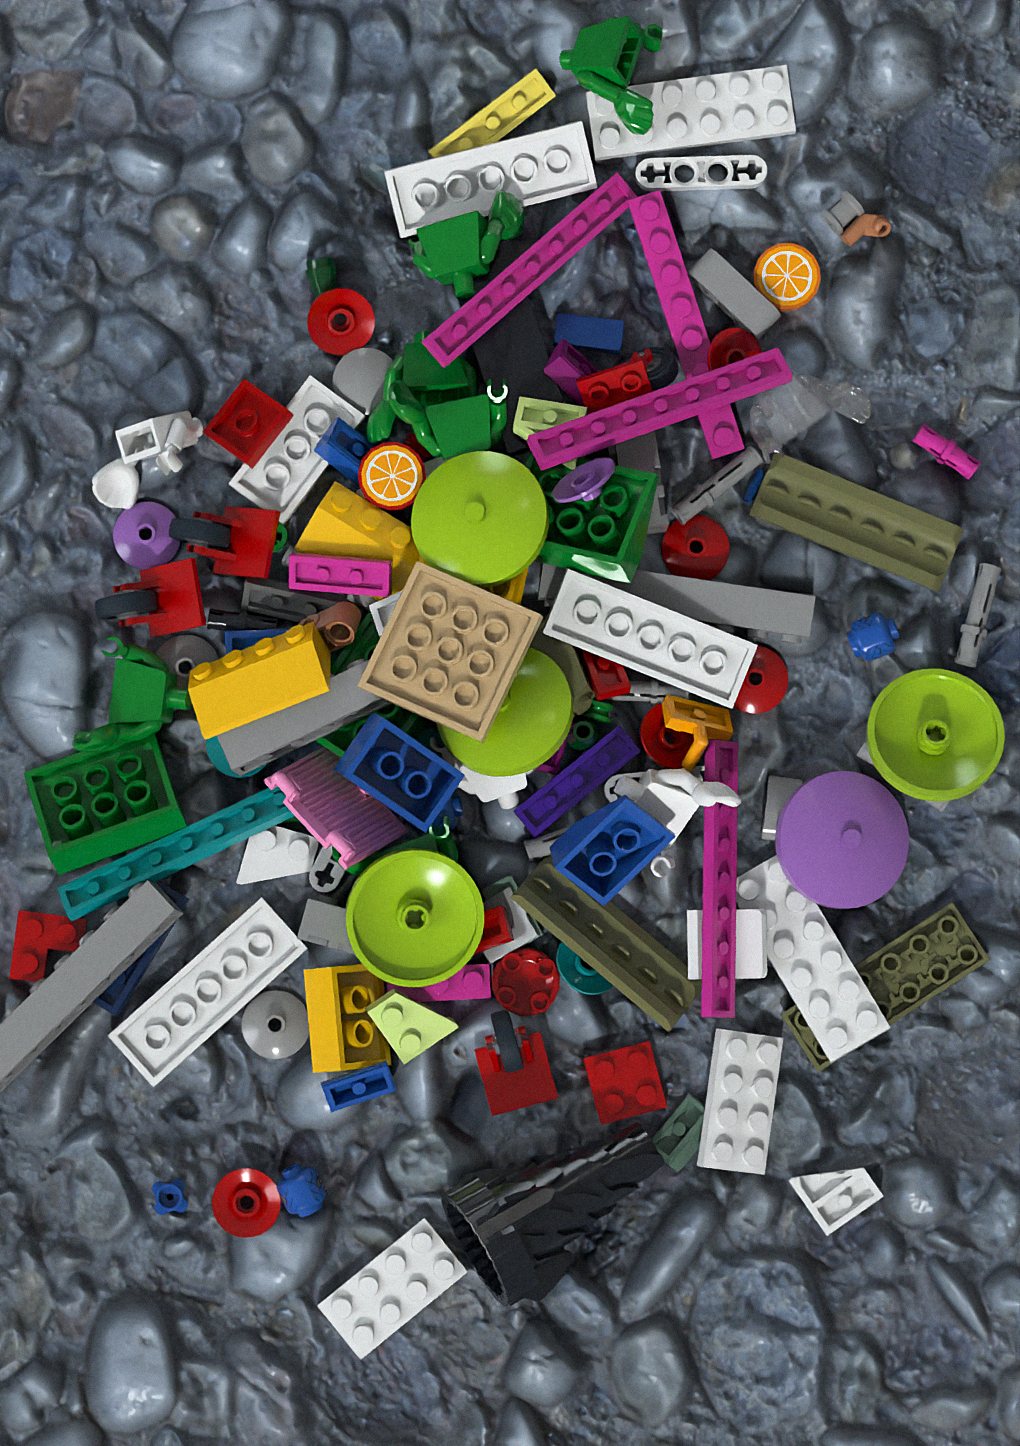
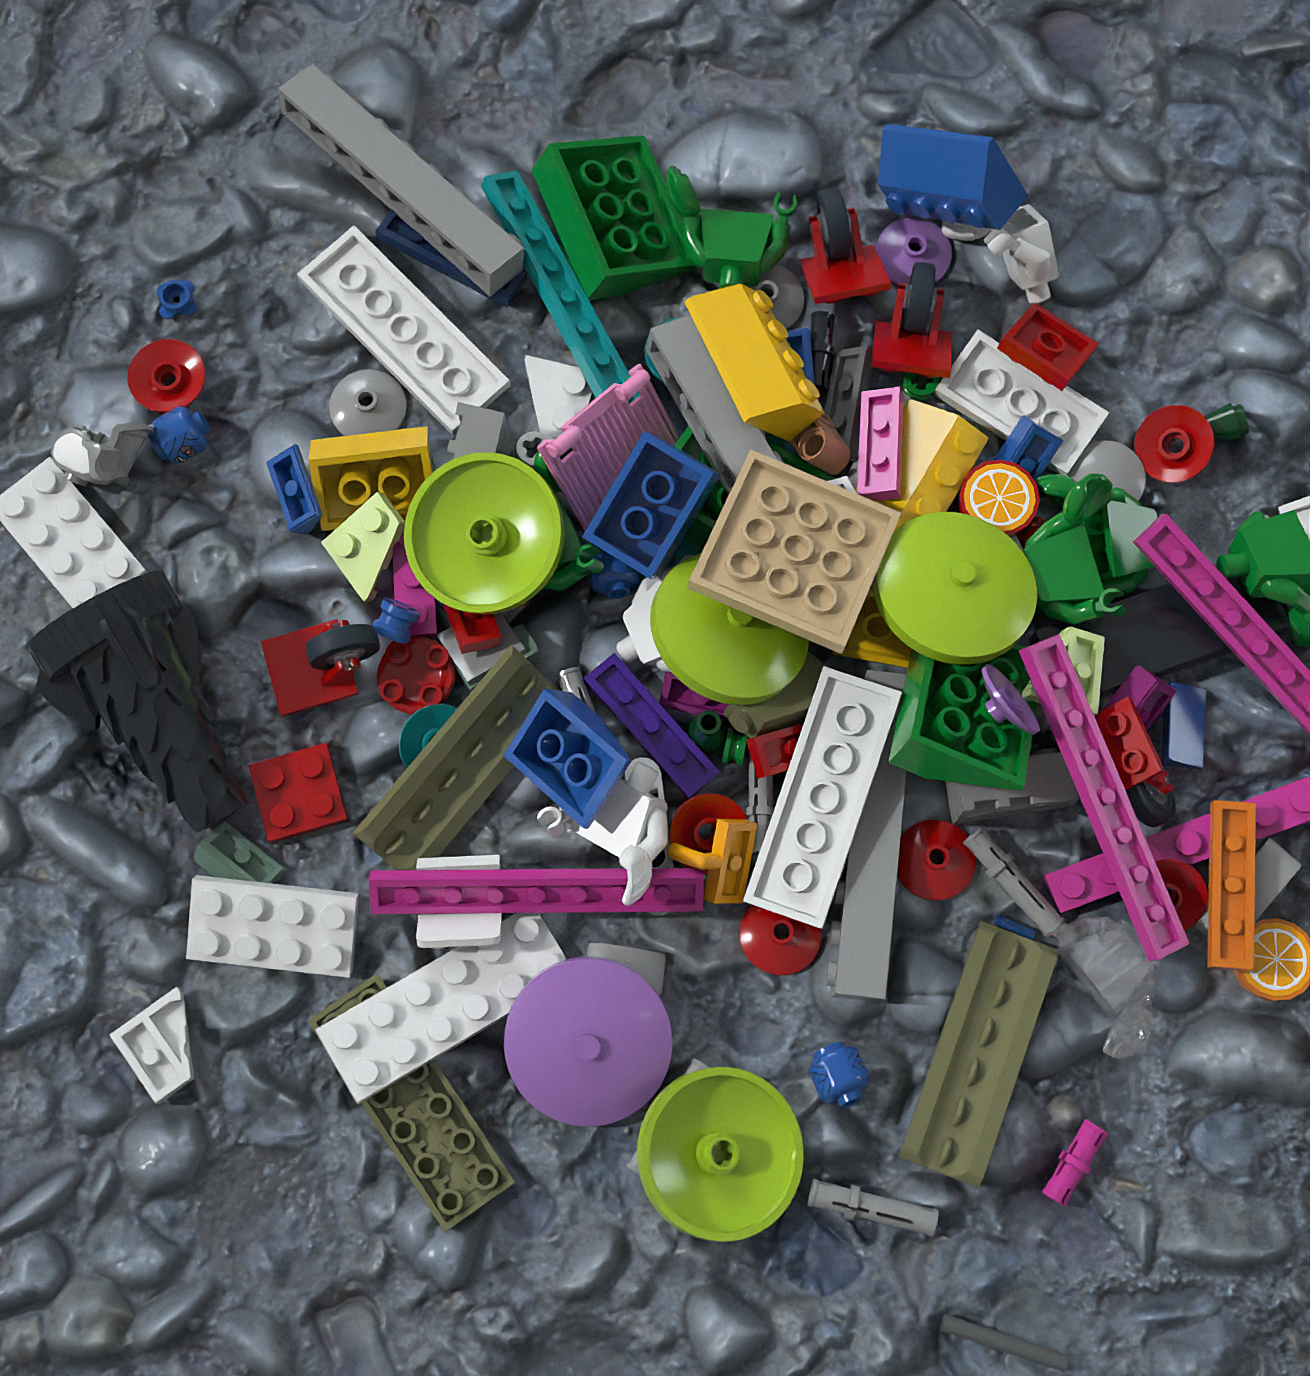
camera: 90 degrees right, 10 degrees down
(34, 938) = (462, 153): red plate -> none
(103, 503) = (948, 177): none -> blue slope
(324, 1263) = (97, 457): none -> light grey head
(483, 996) = (396, 620): none -> blue wheel
(731, 309) = (1231, 885): none -> orange plate

